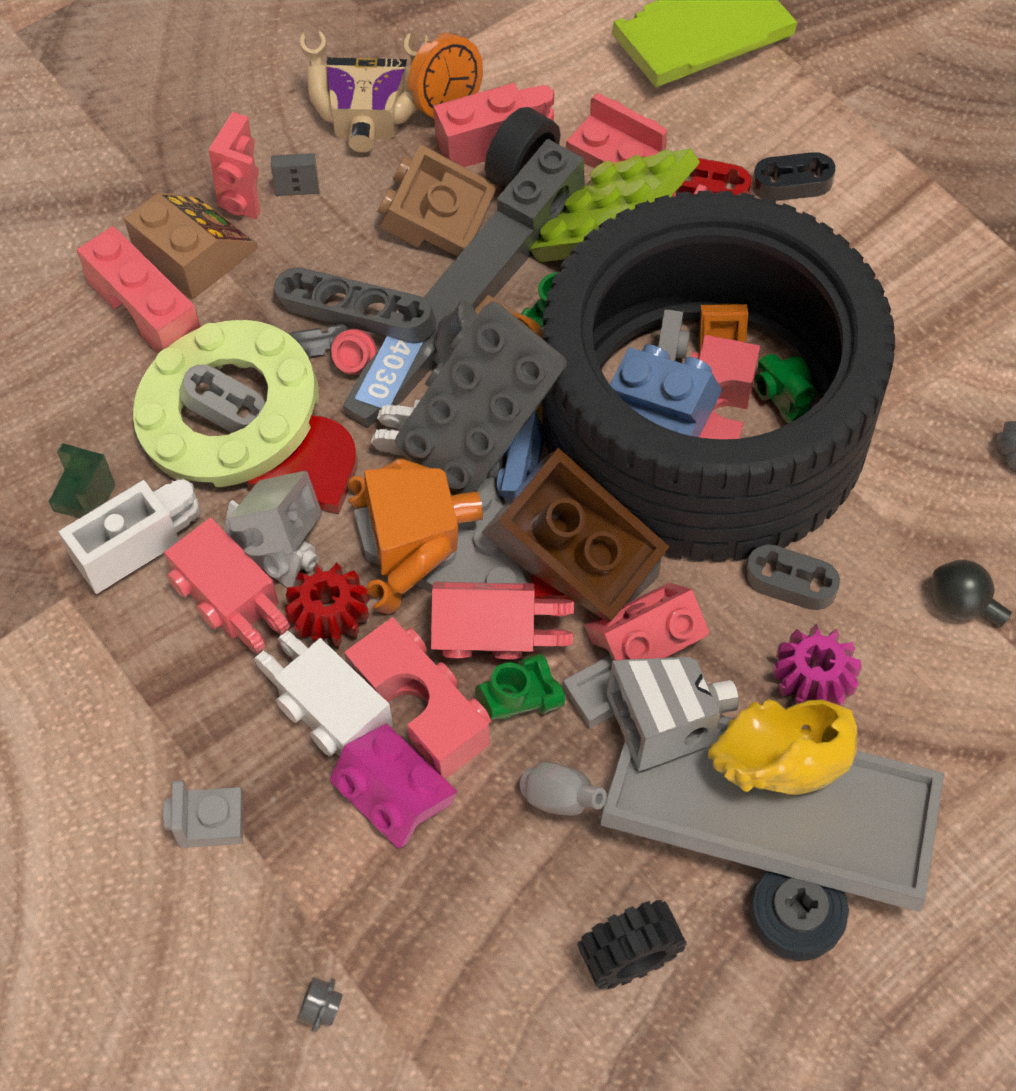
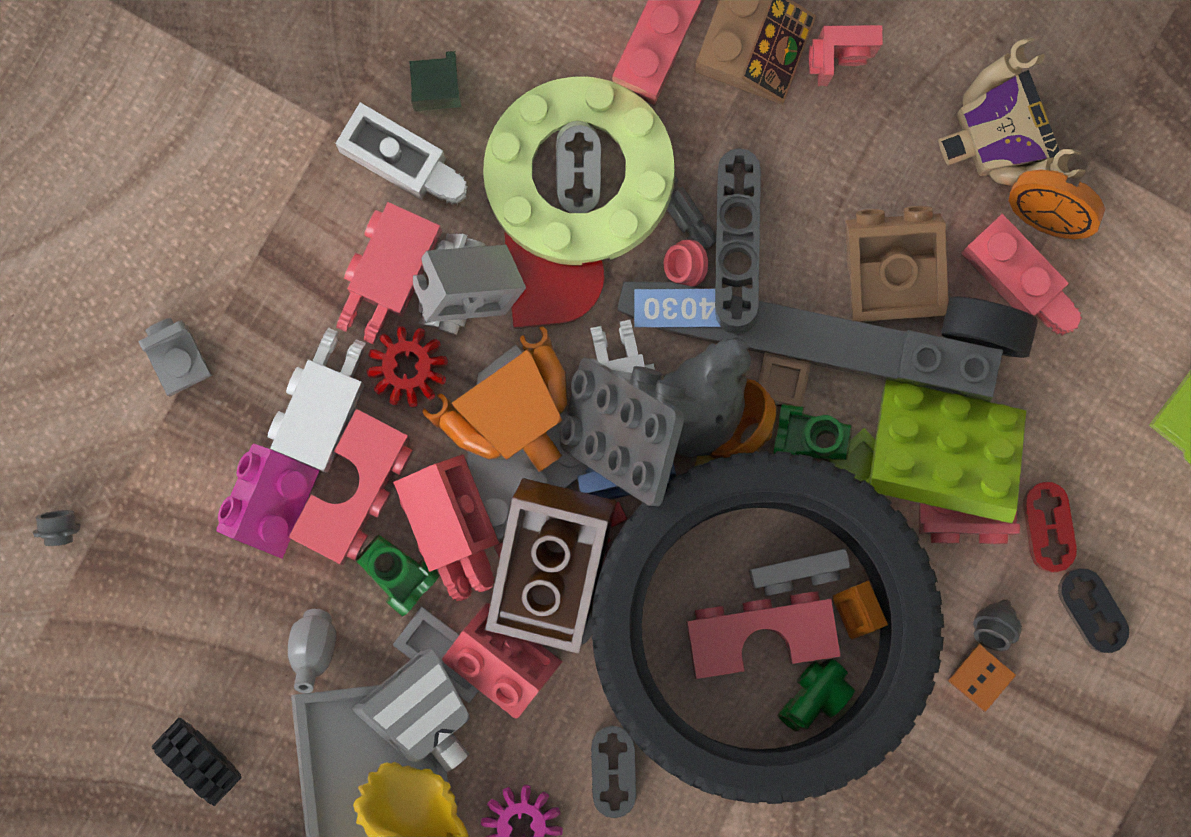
camera: 65 degrees right, 25 degrees up
(295, 174) = (876, 104): dark grey tile -> none
(615, 134) = (1060, 413): coral bracket -> none
(667, 390) = (718, 587): medium blue plate -> none

